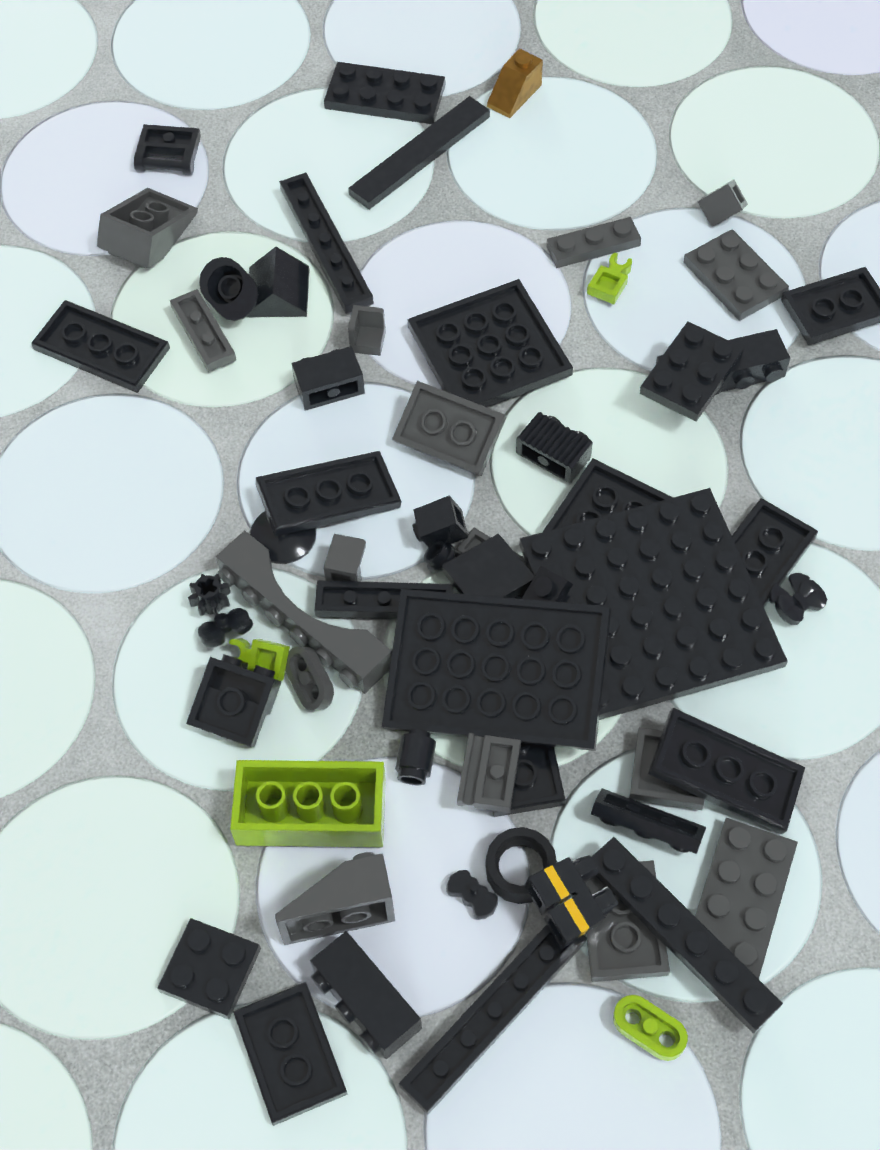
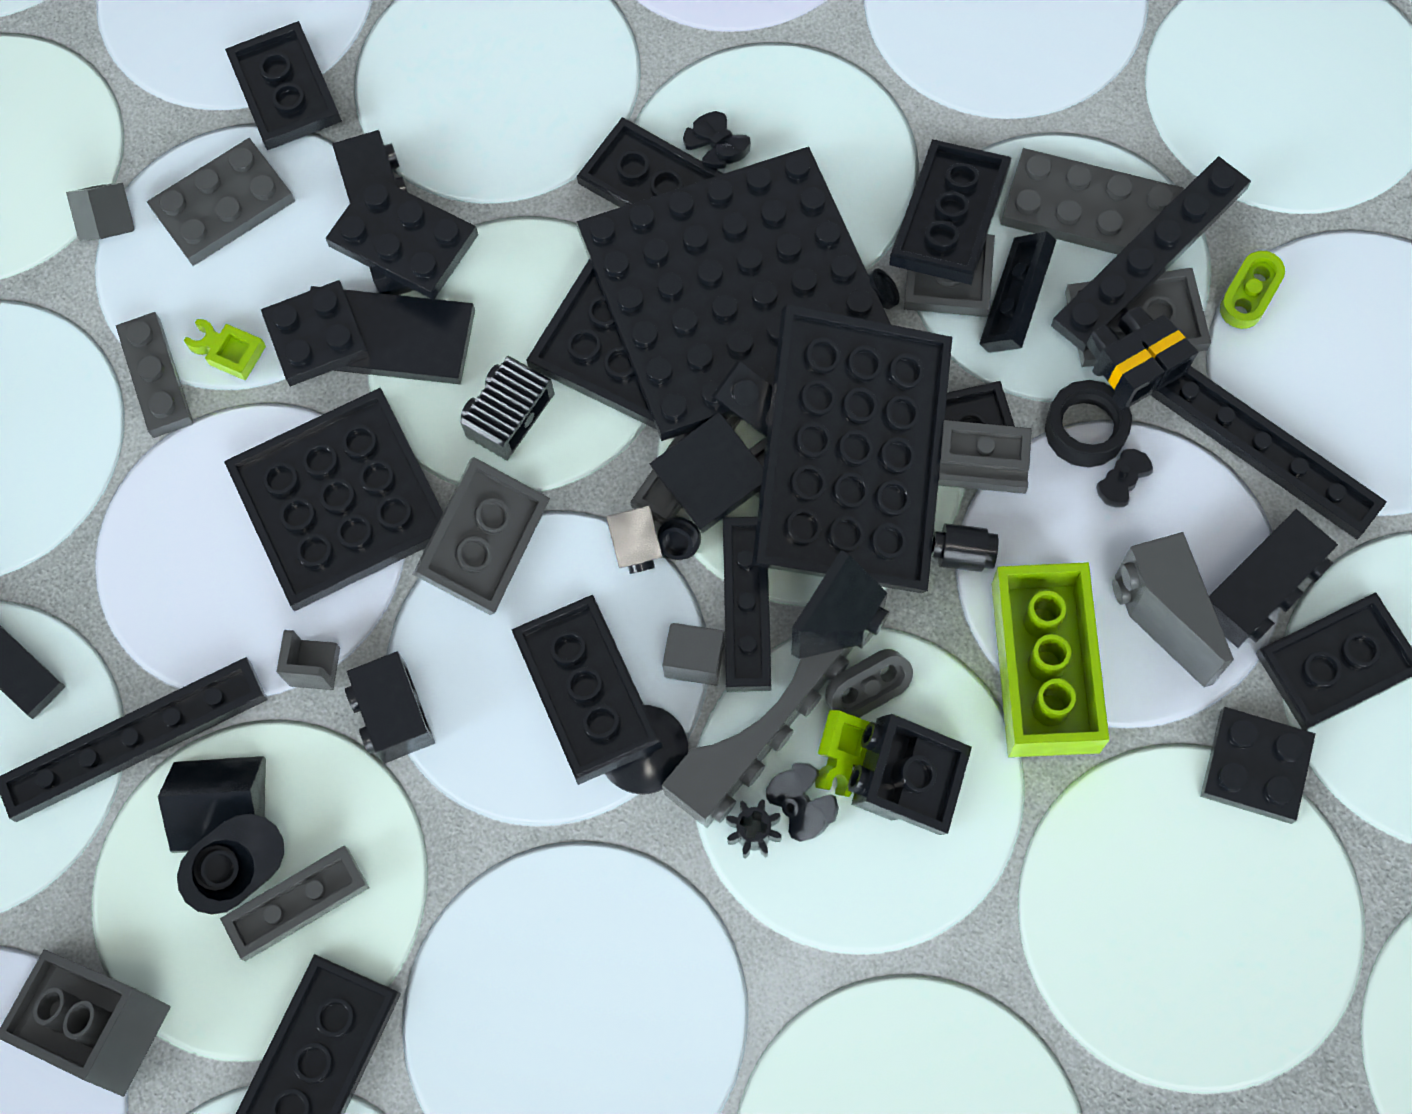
camera: 90 degrees left, 10 degrees up
(355, 636) = (840, 610): none -> black slope
(619, 327) = (314, 333): none -> black plate
(619, 366) = (411, 336): none -> black tile
(652, 713) = (885, 288): none -> black piece

